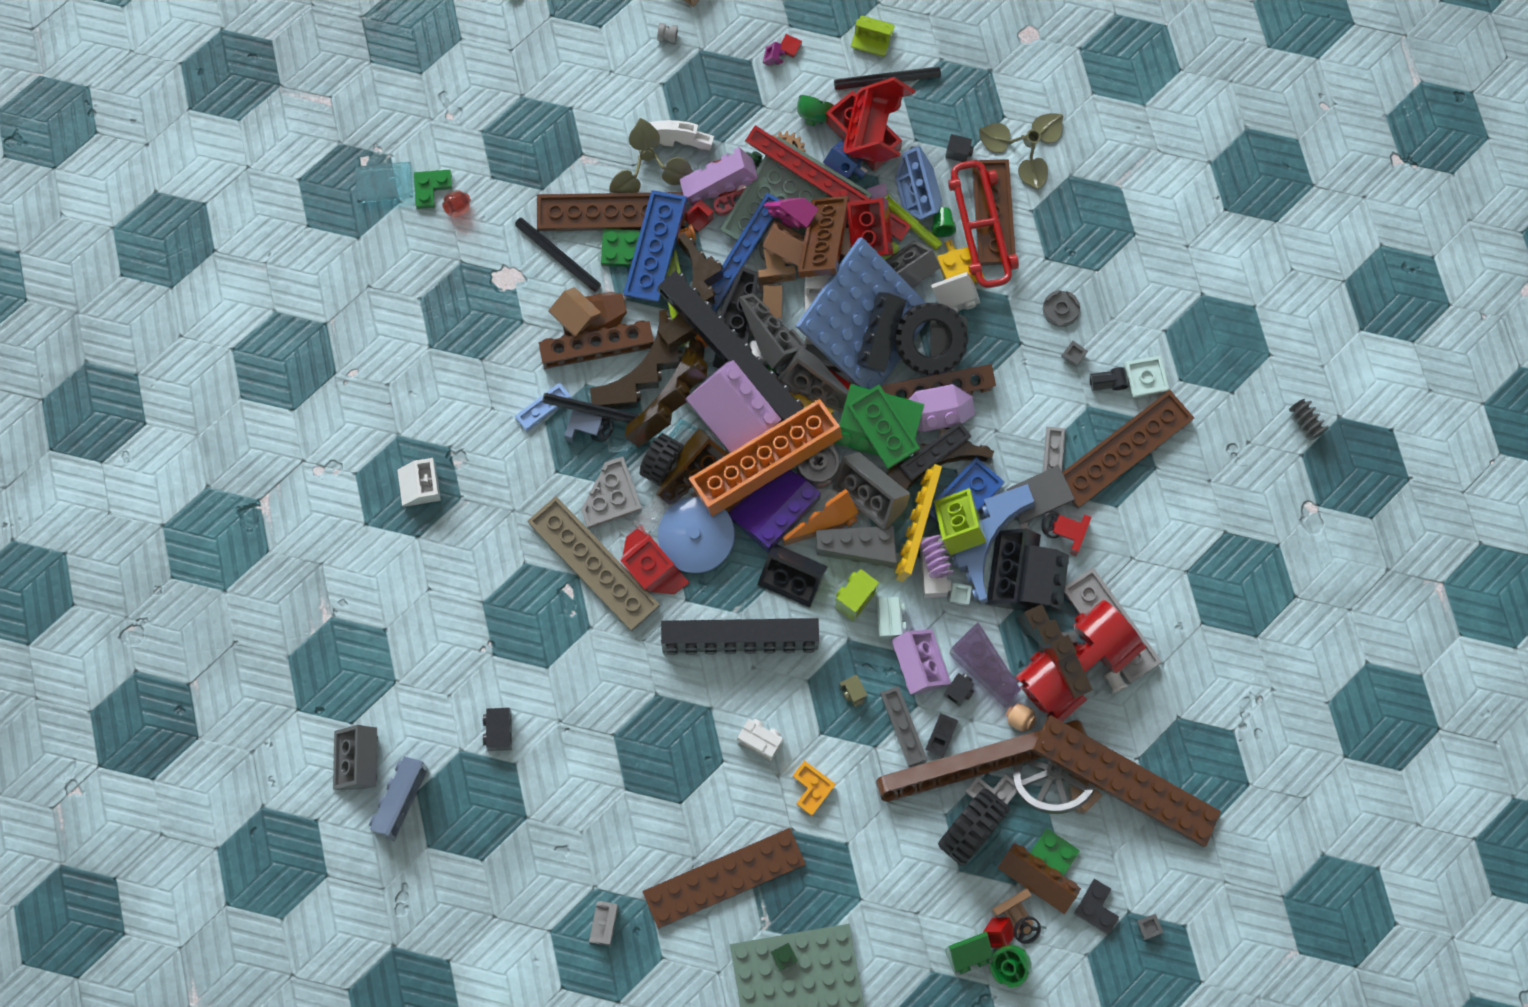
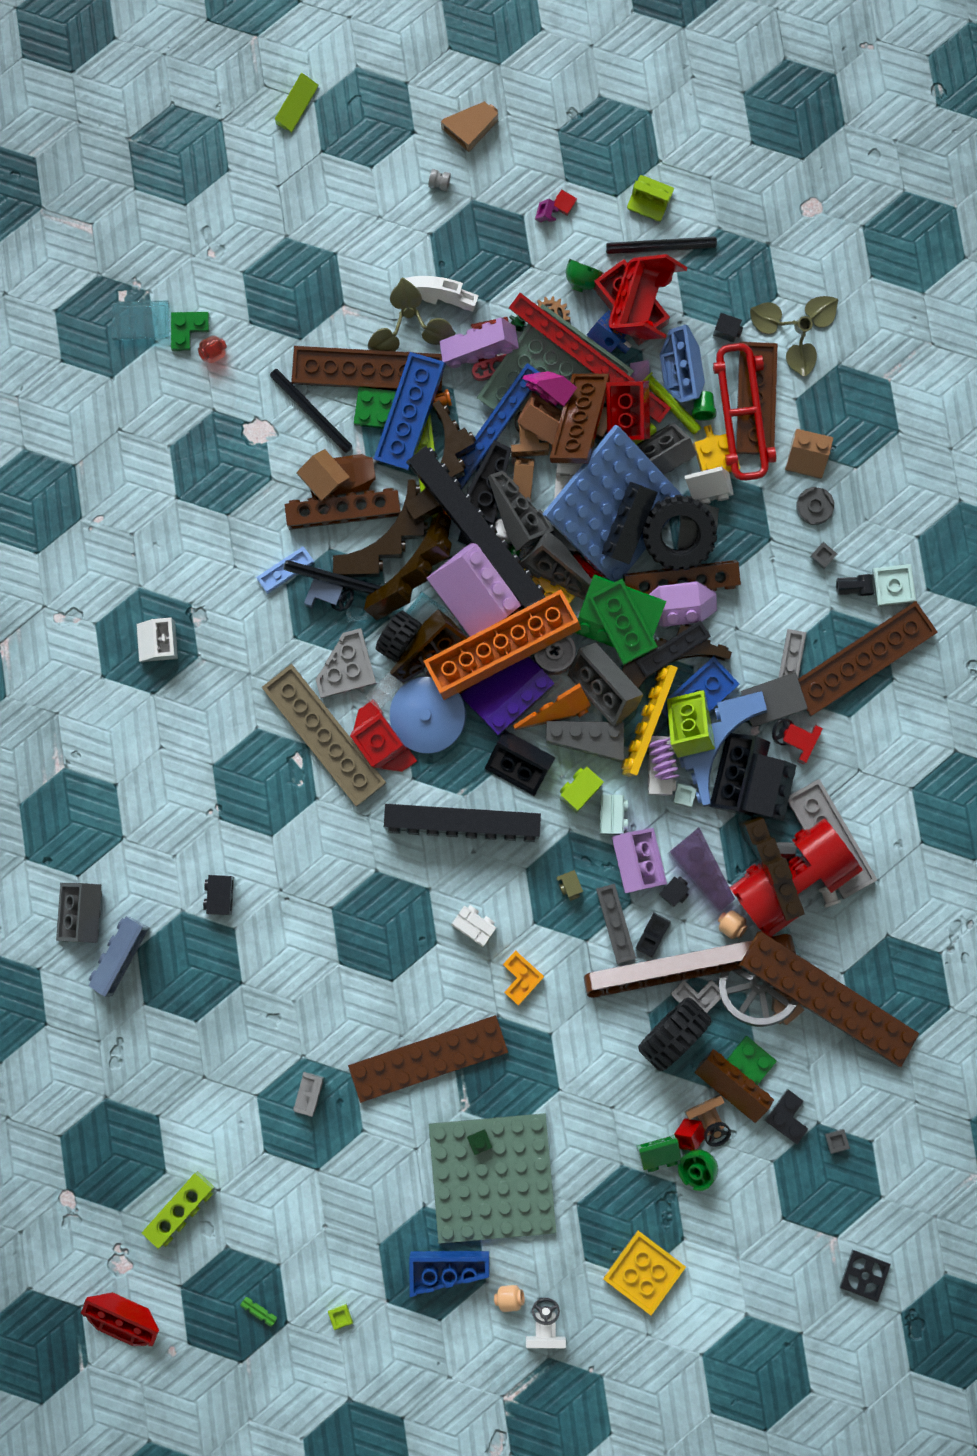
camera: 10 degrees right, 10 degrees up
(699, 215) = (456, 380): red panel -> none
(1050, 259) = (809, 453): none -> medium nougat slope

